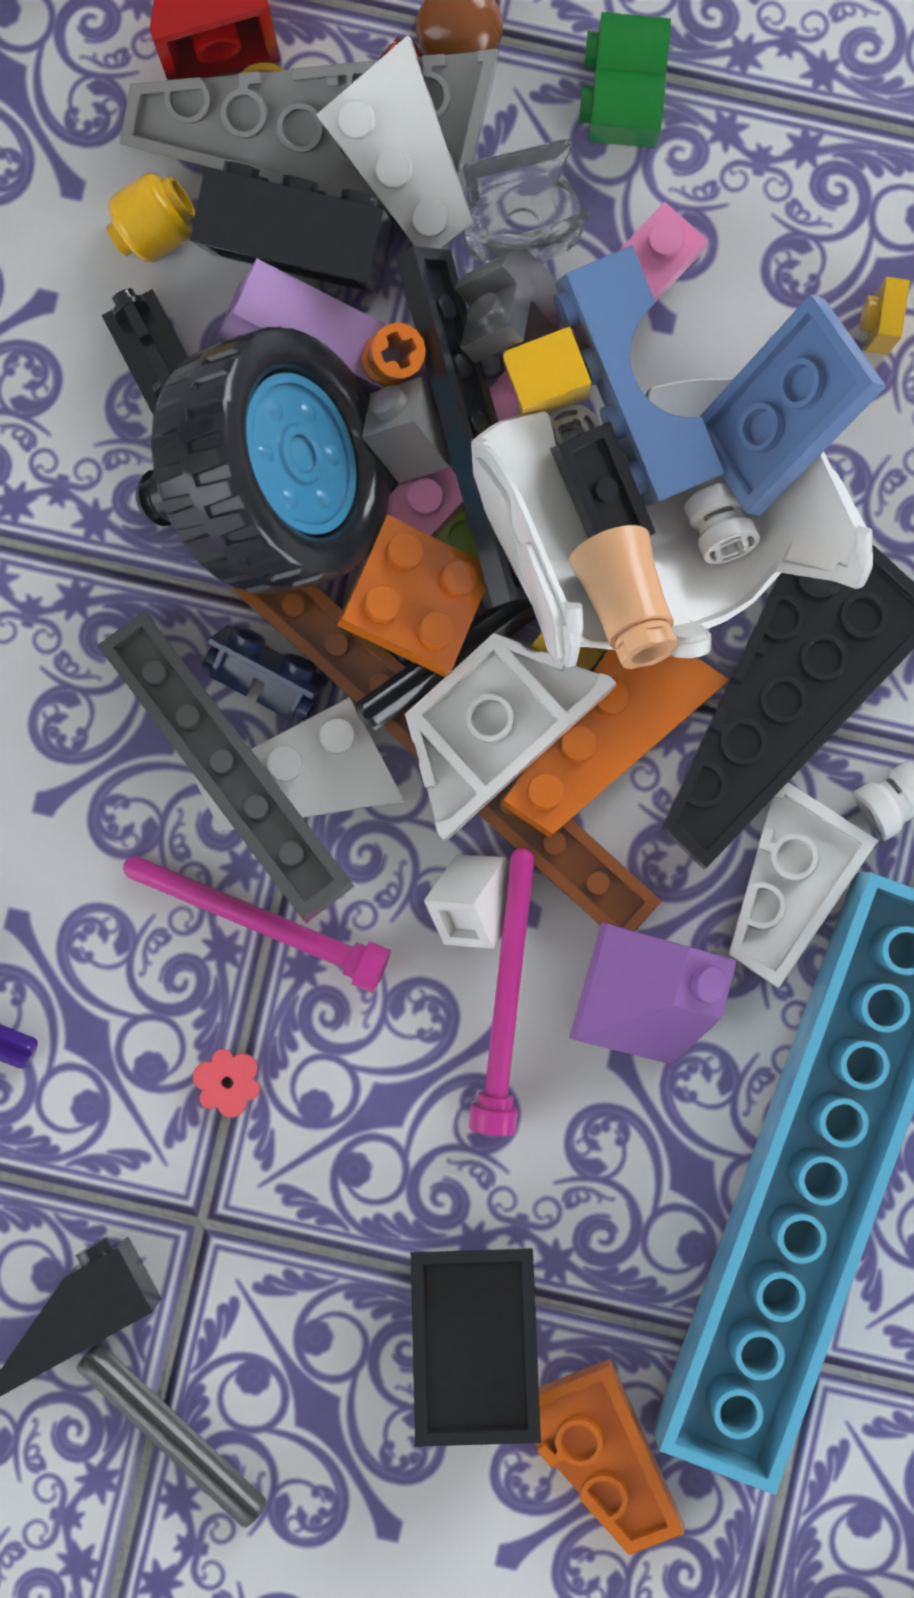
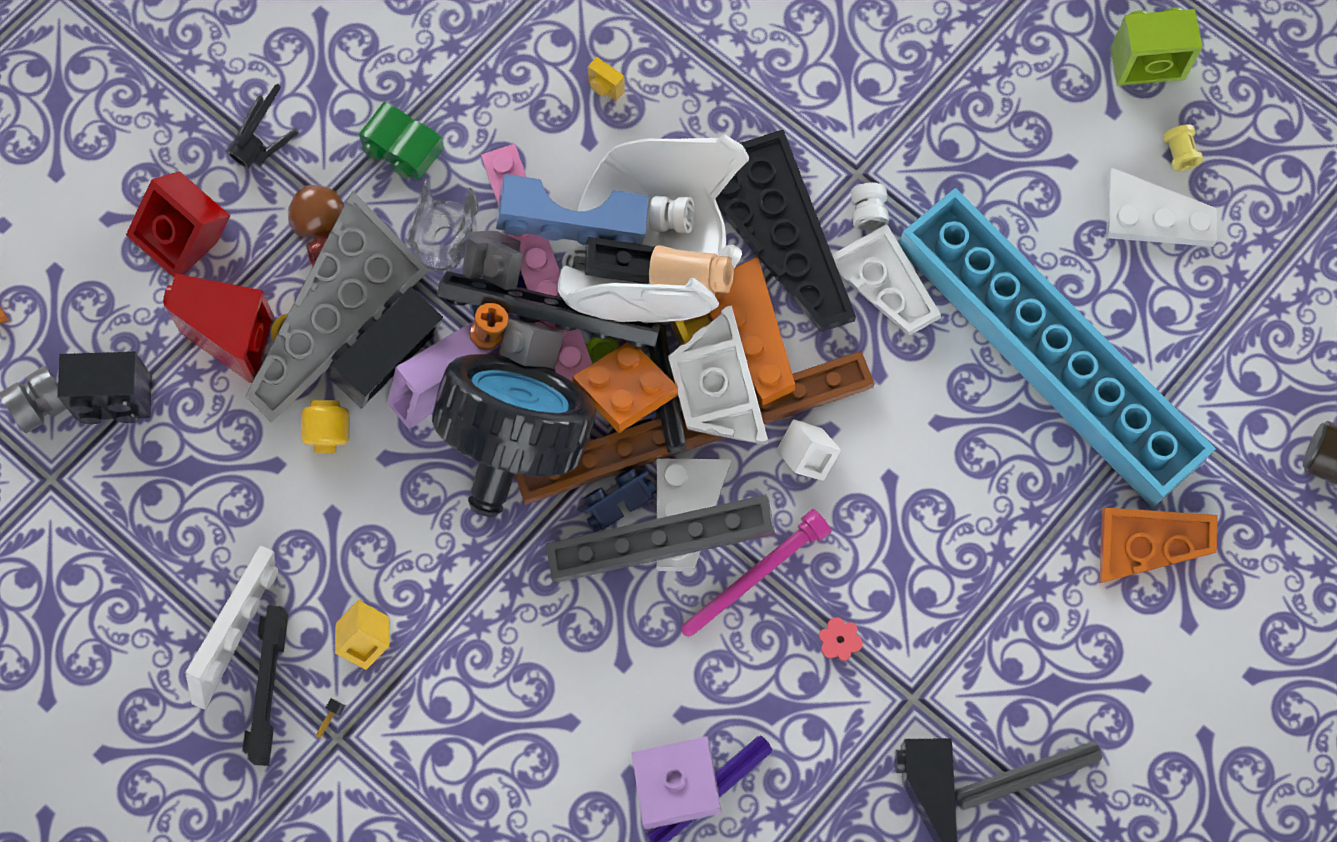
camera: 65 degrees left, 15 degrees down
(145, 341) = (399, 466): black hinge -> none
(398, 147) = (372, 270): white wing -> none
(474, 1348) = (1058, 568): black piece -> none
(494, 1109) = (929, 498): dark pink piece -> none
(548, 373) = (545, 252): yellow panel -> none
(650, 995) = (910, 379): medium lavender slope -> none
(789, 404) = (633, 142): medium blue plate -> none

